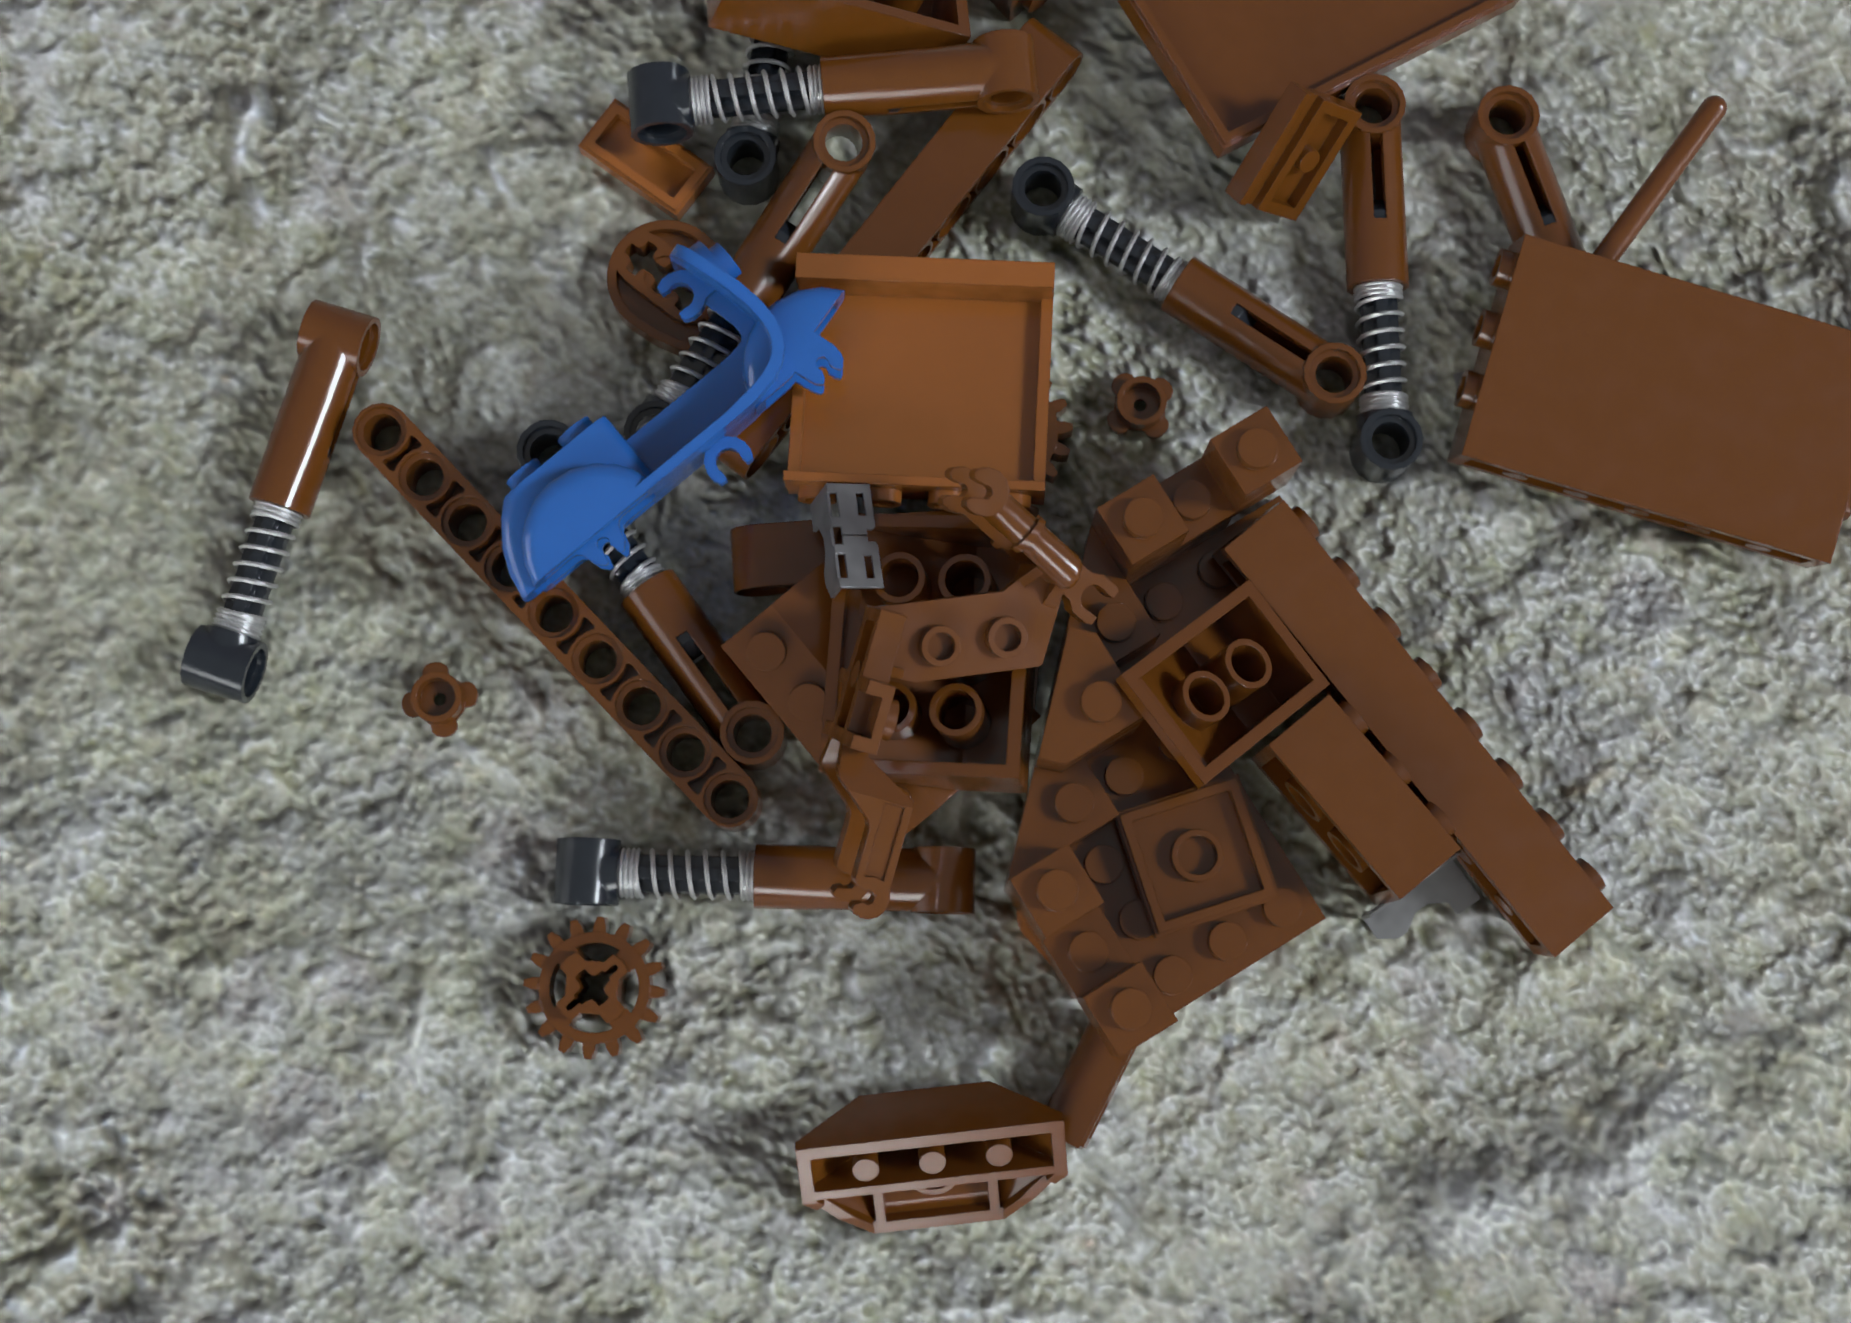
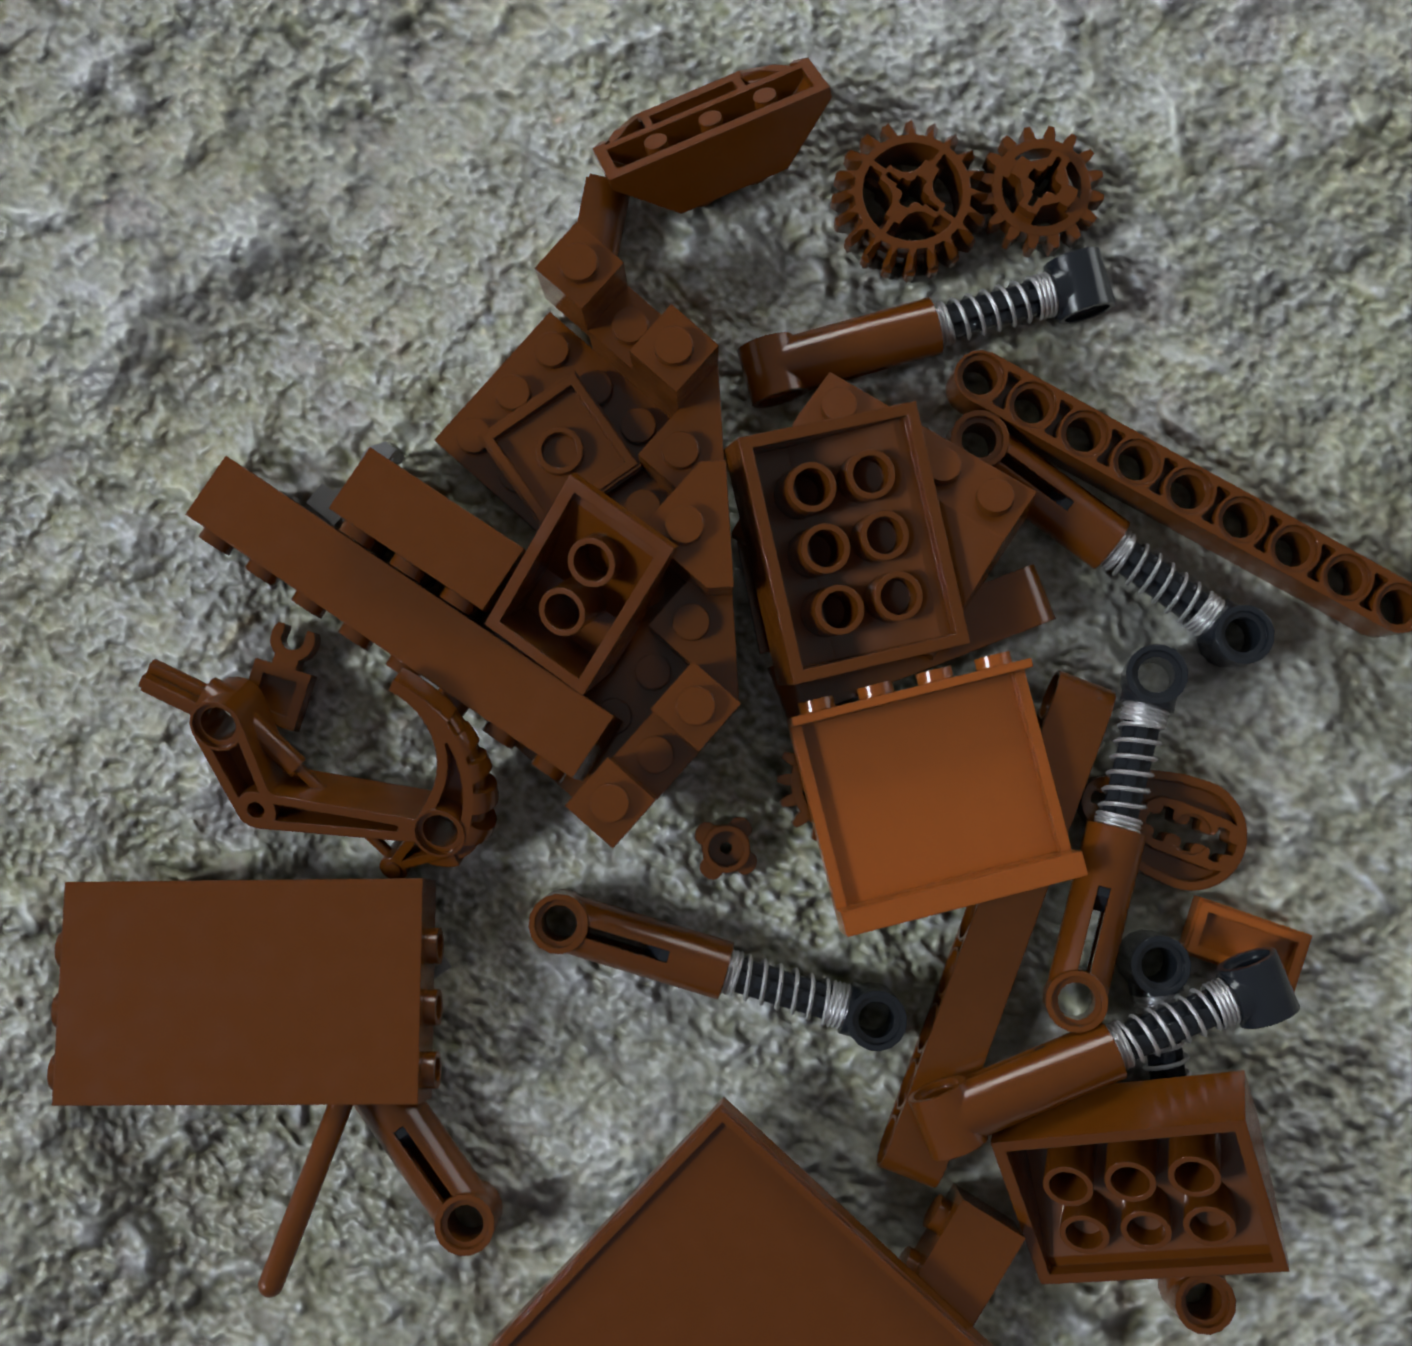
camera: 165 degrees right, 5 degrees up
(436, 681) = (1271, 389): reddish brown plate -> none
(603, 483) = (1193, 605): blue piece -> none
(715, 1037) = (875, 171): none -> reddish brown gear
(854, 538) = (948, 609): flat silver piece -> none
(935, 643) = (847, 527): reddish brown piece -> none
(1293, 151) = (655, 1125): reddish brown plate -> none
(1378, 274) = (548, 1045): piece -> none
(1559, 704) = (283, 681): none -> reddish brown plate
(1586, 591) = (278, 792): none -> reddish brown piece

